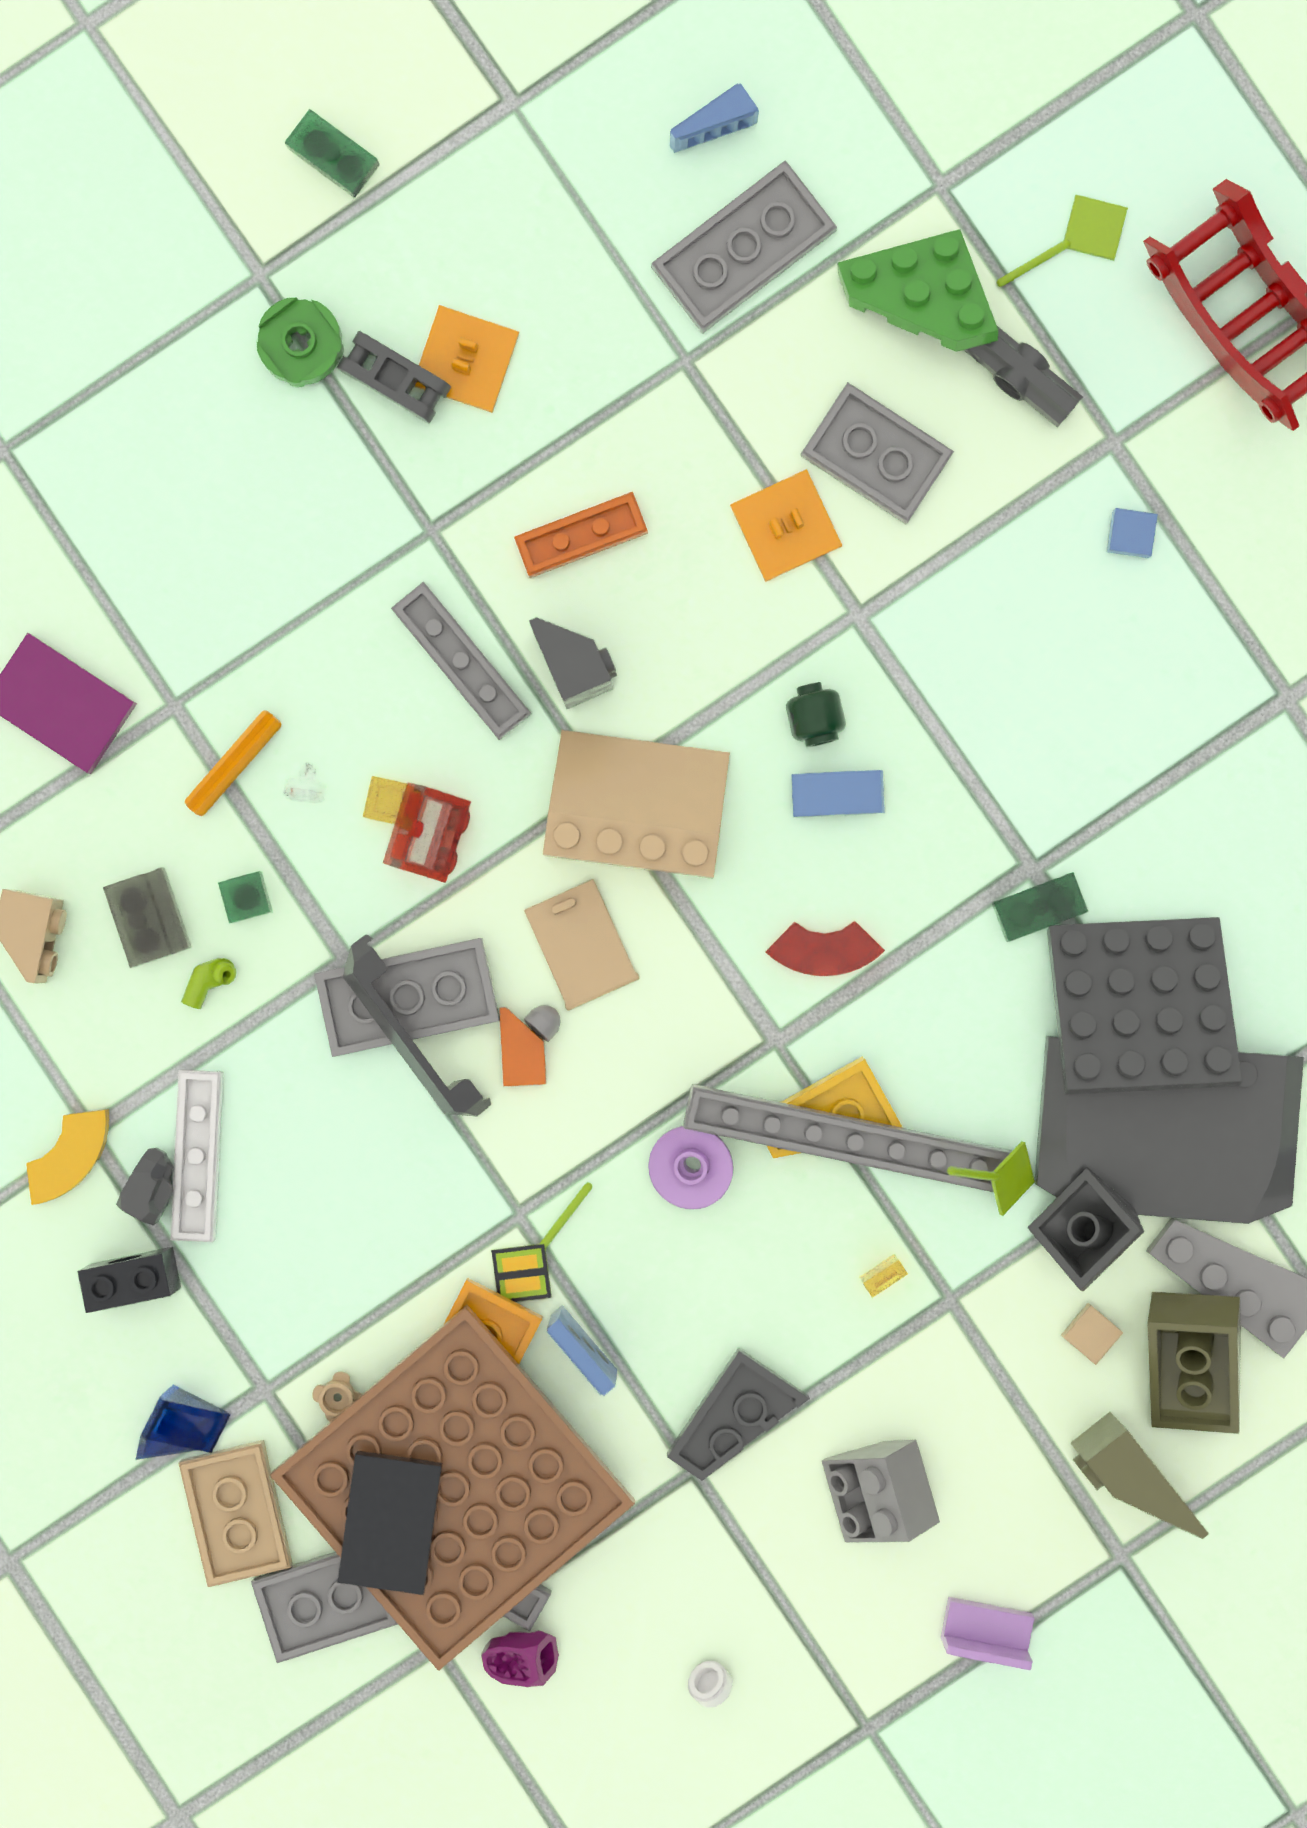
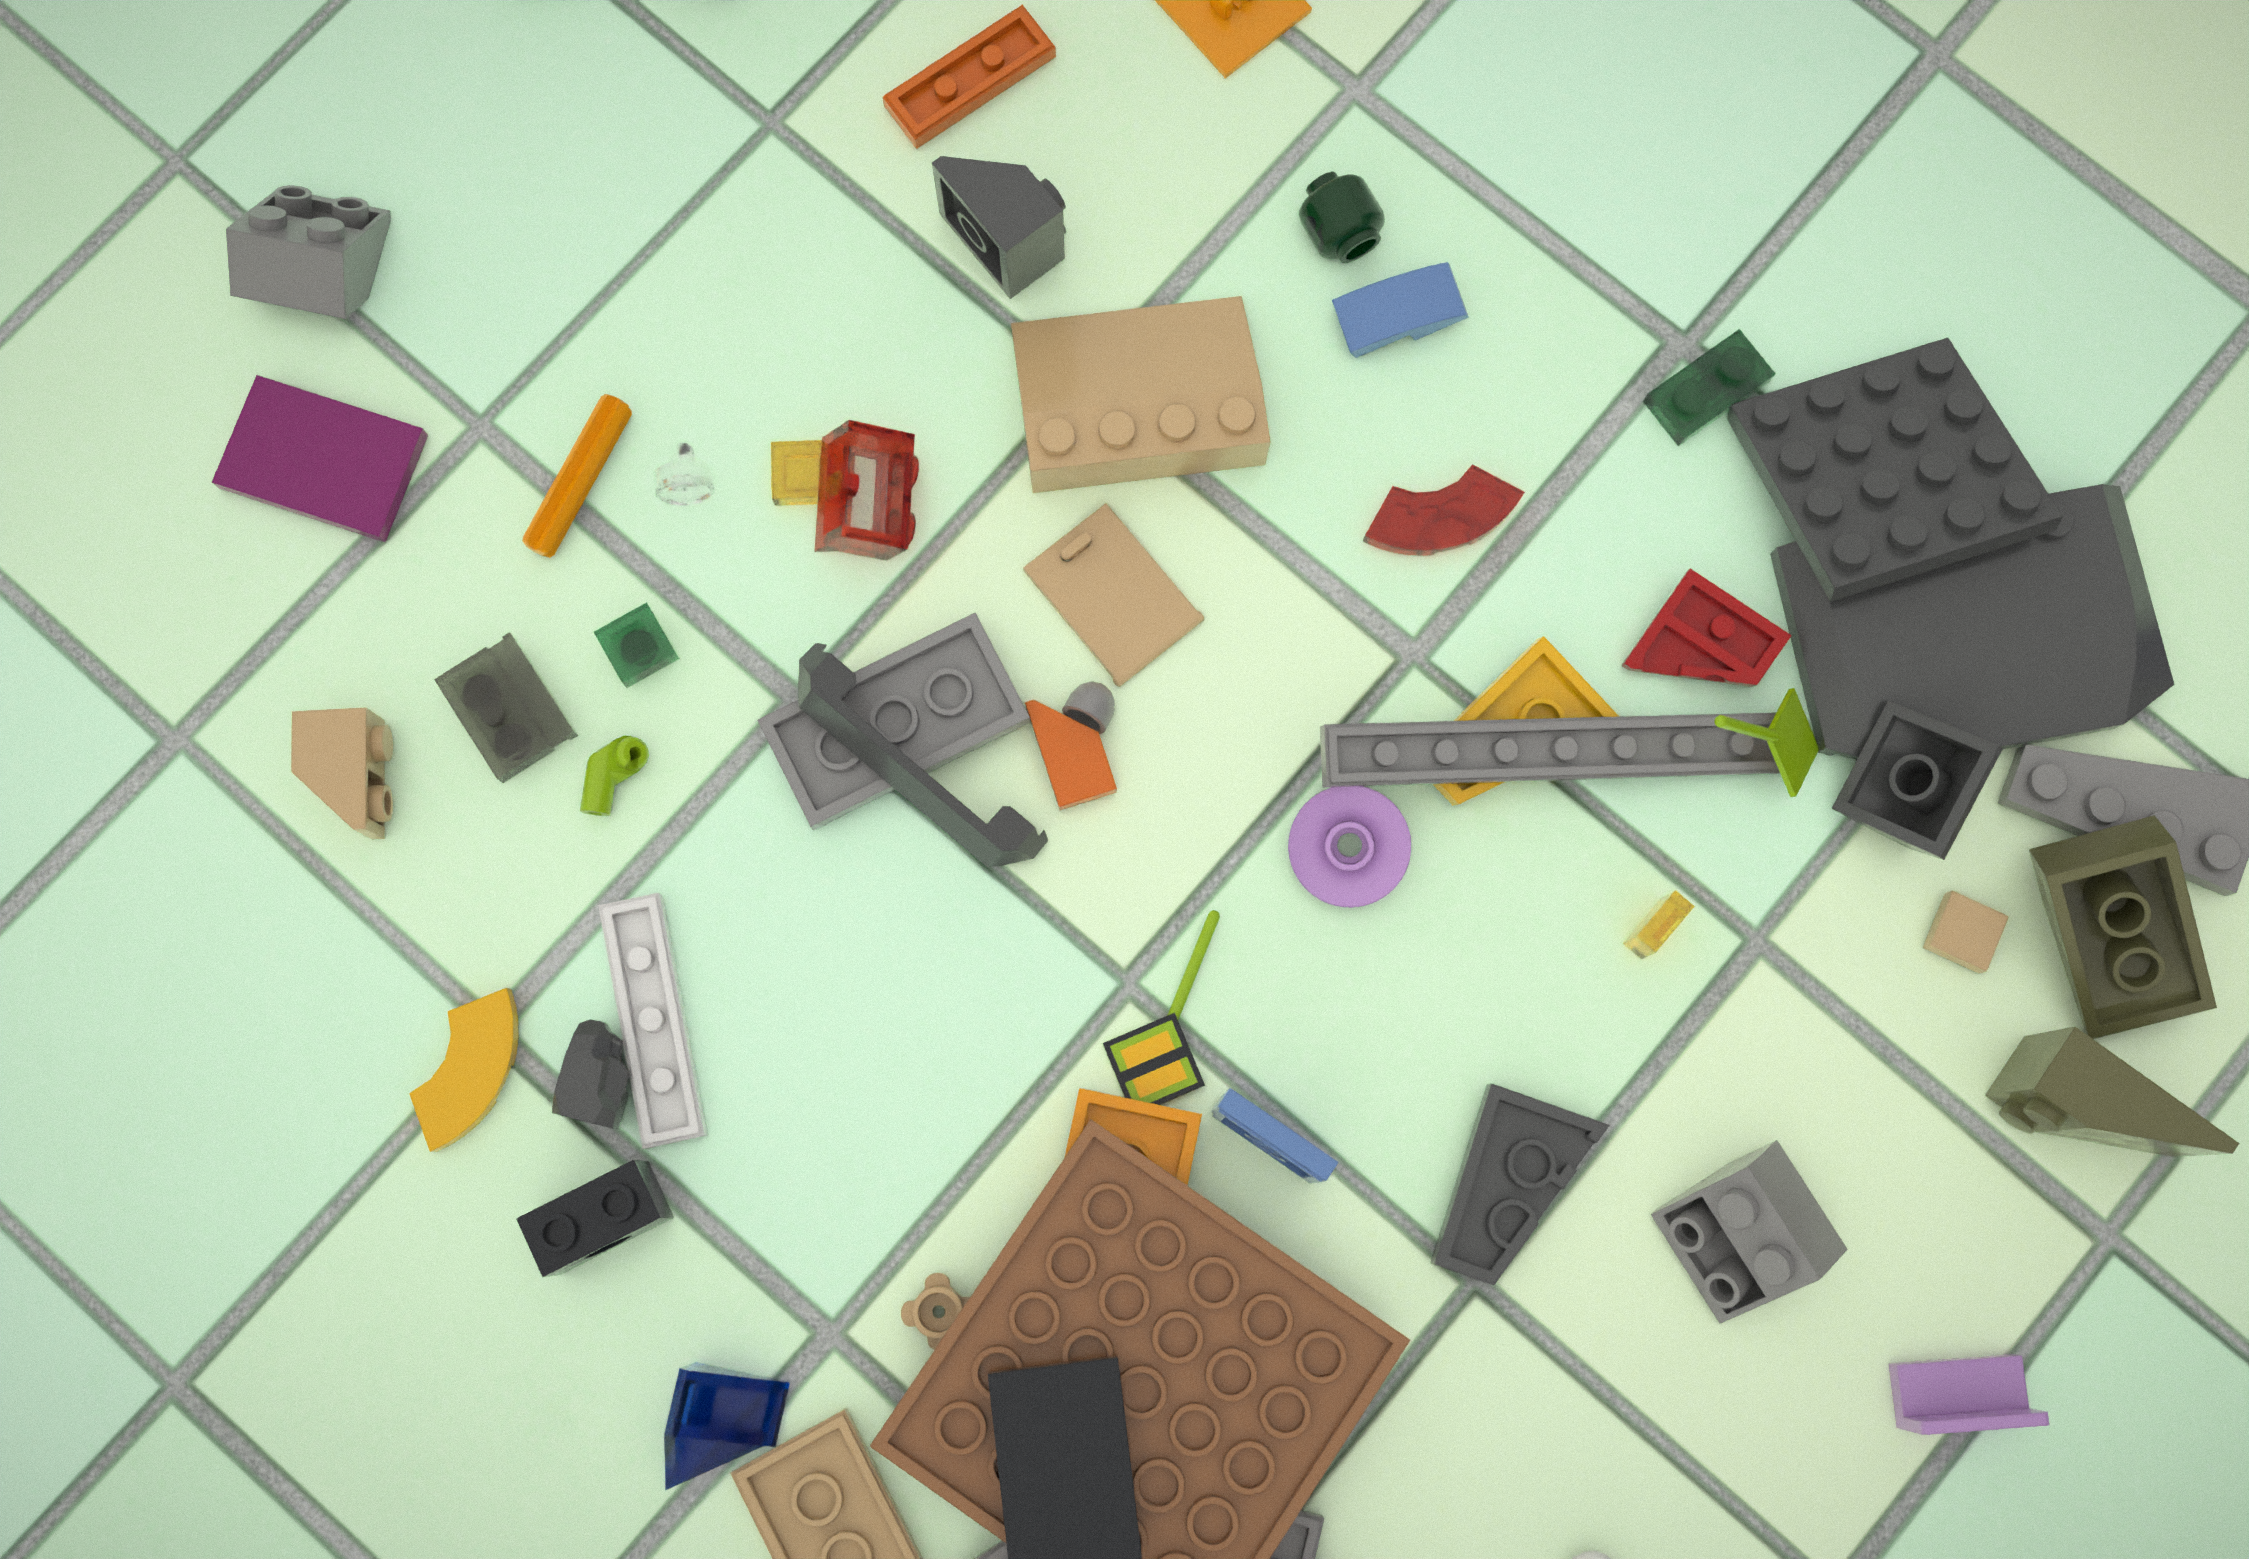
camera: 20 degrees left, 10 degrees down
(81, 551) = (307, 251): none -> light grey slope
(461, 661) = (854, 270): light grey tile -> none
(979, 1086) = (1707, 637): none -> red wing

